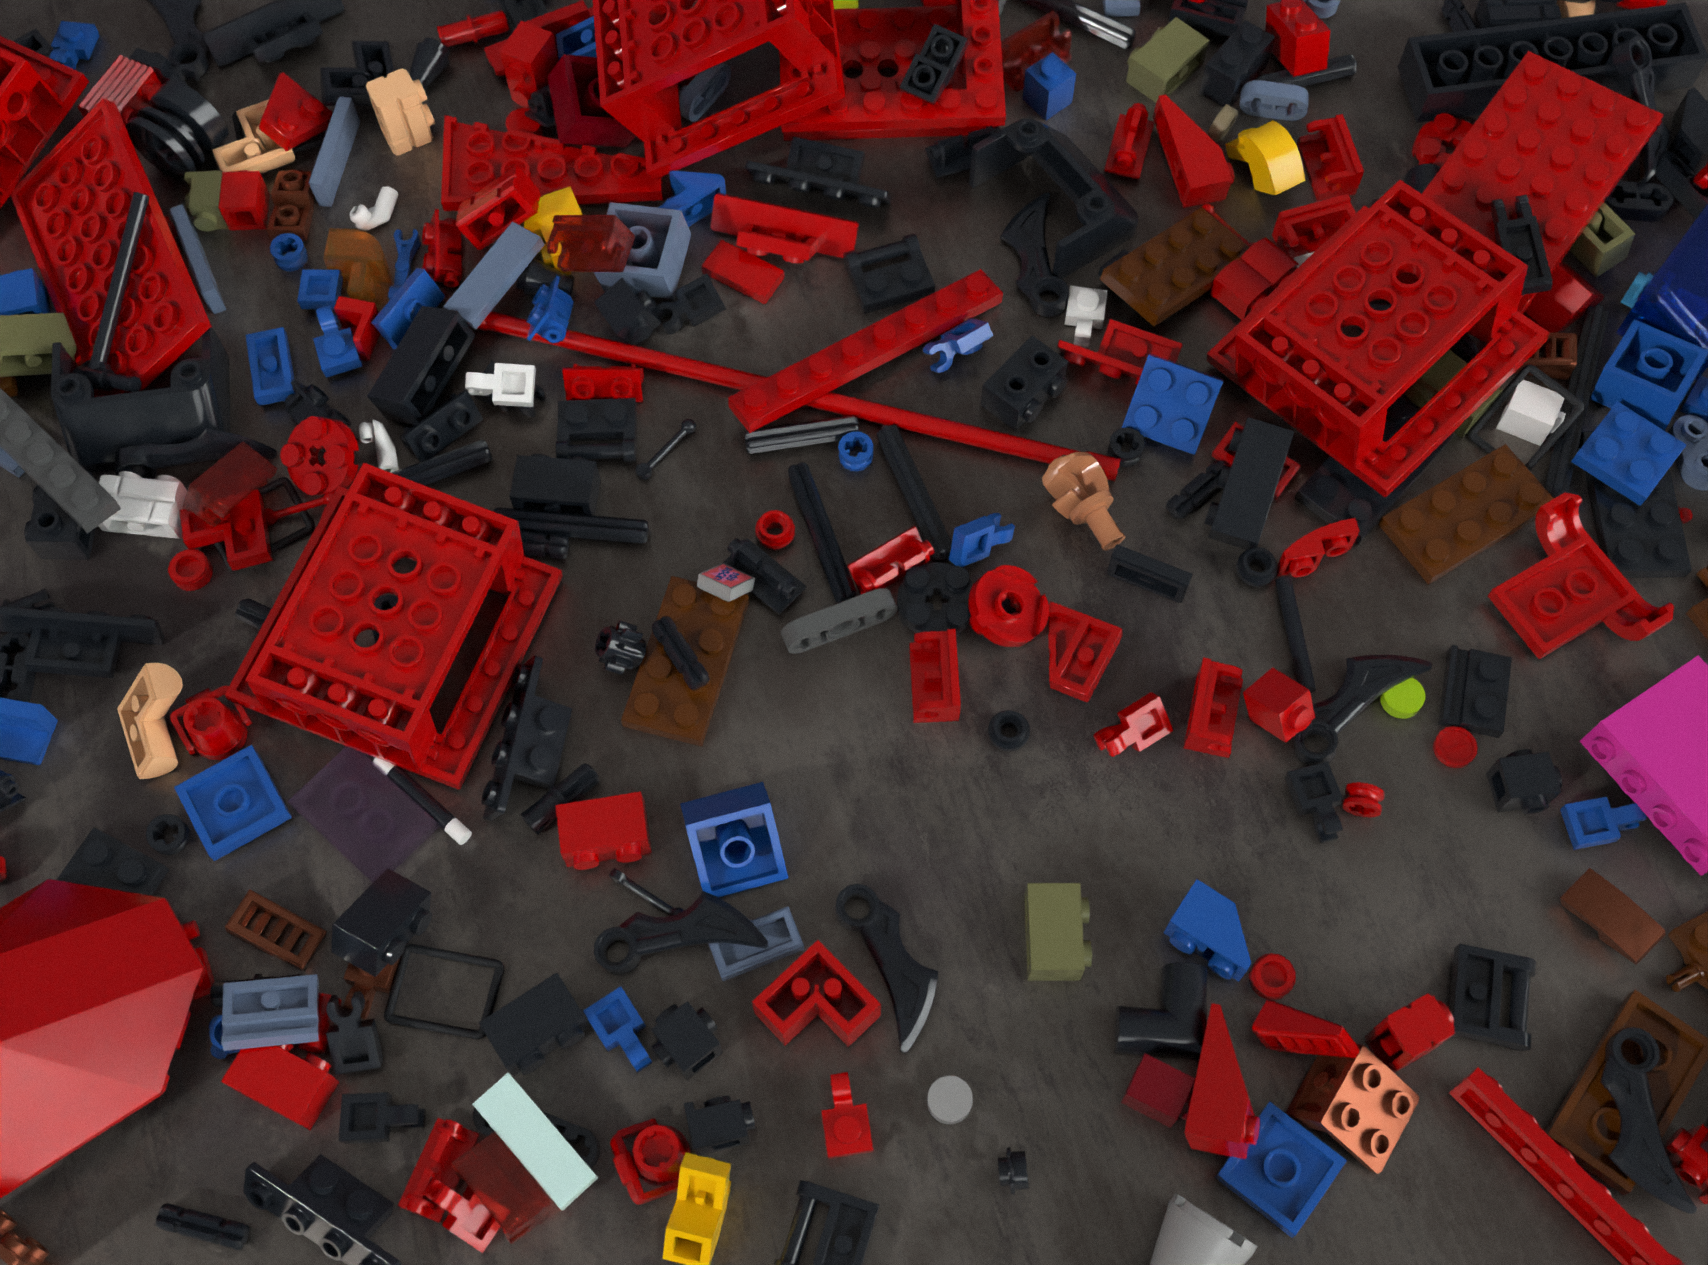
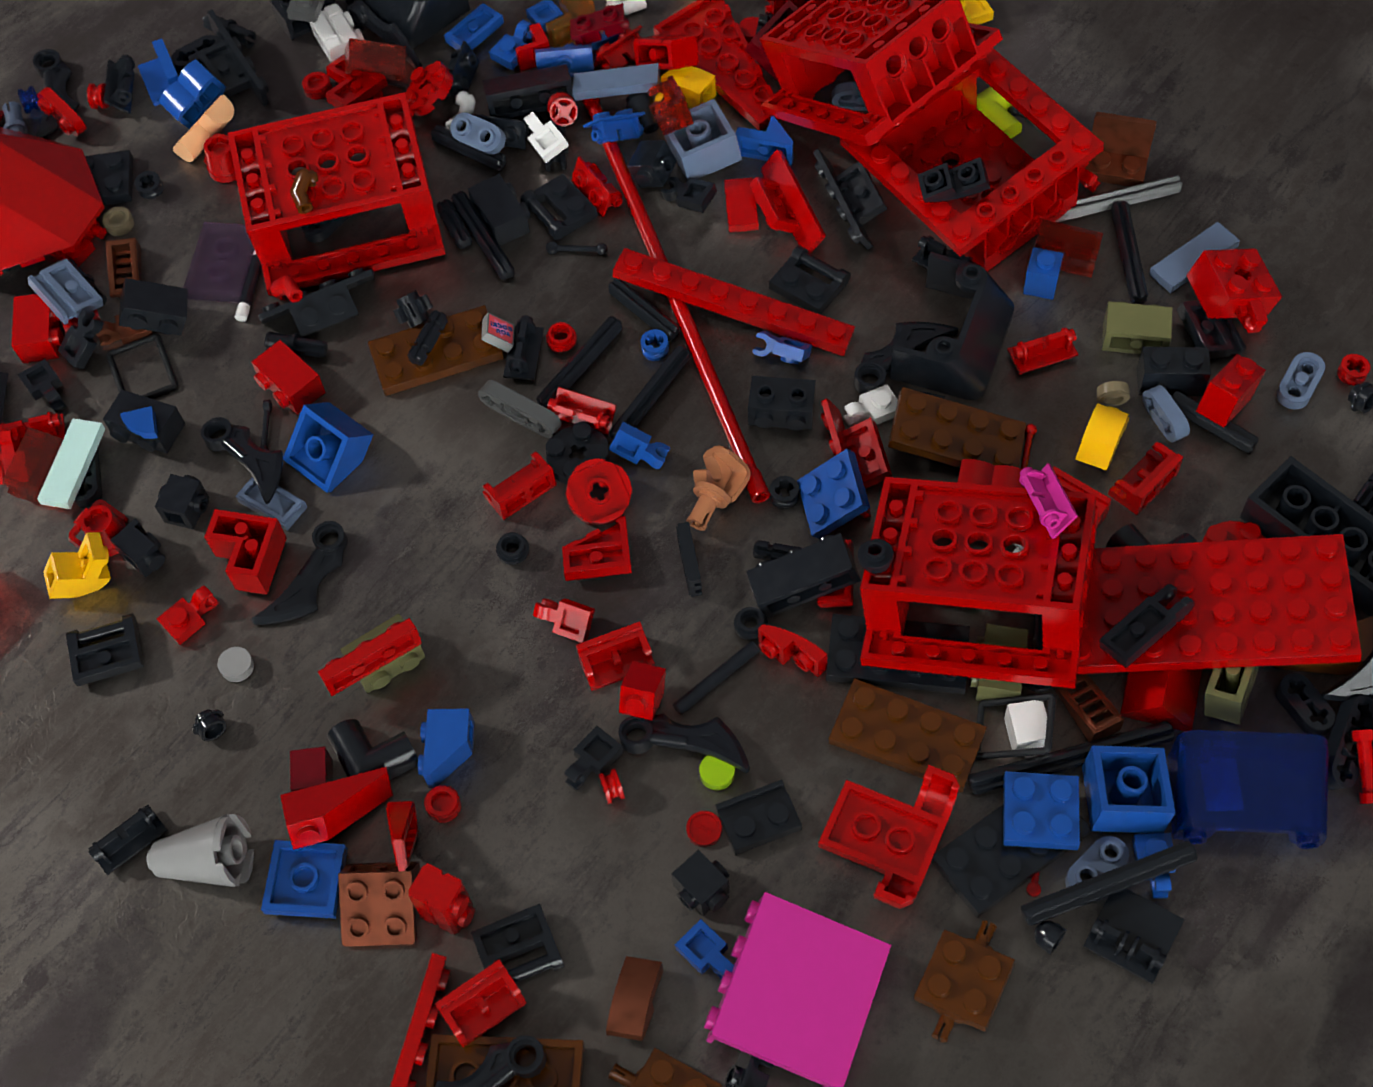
camera: 60 degrees right, 5 degrees down
(80, 706) = (192, 93): none -> blue brick
(191, 899) = (118, 221): none -> dark tan tile
(232, 802) = (185, 198): blue plate -> none
(400, 240) = (587, 27): none -> dark red hinge
(406, 647) = (303, 179): none -> reddish brown arm
(437, 444) = (475, 133): none -> sand blue plate
(477, 347) = (566, 114): none -> red wheel
(483, 756) = (288, 287): none -> red arm
(555, 1022) = (141, 422): none -> blue tile
(616, 1024) = (170, 459): blue plate -> none
(1075, 939) = (370, 656): none -> red plate
(1192, 156) = (1055, 398): red slope -> none
(1335, 399) = (875, 563): none -> black plate
(1391, 213) = (1048, 498): none -> dark pink hinge
(1549, 1062) = (481, 1003): none -> red hinge

